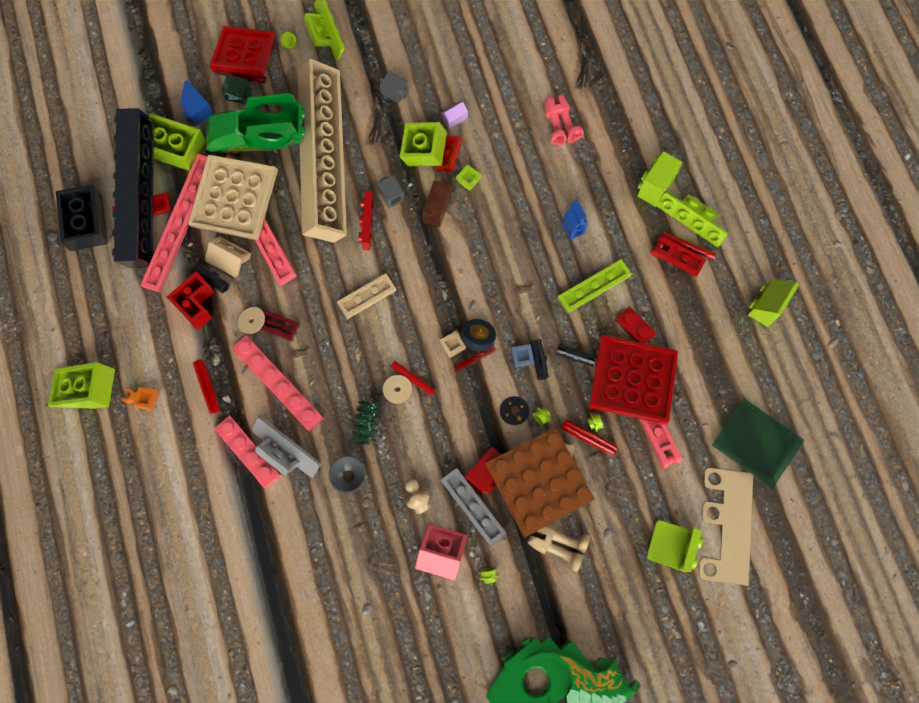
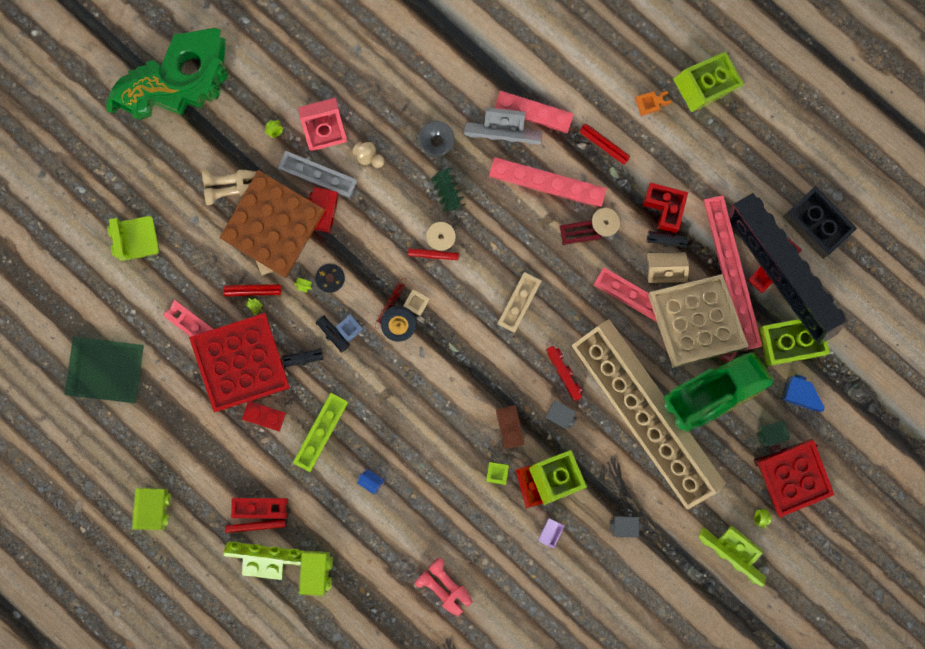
camera: 150 degrees right, 10 degrees up
(736, 526) = (89, 287): tan piece -> none

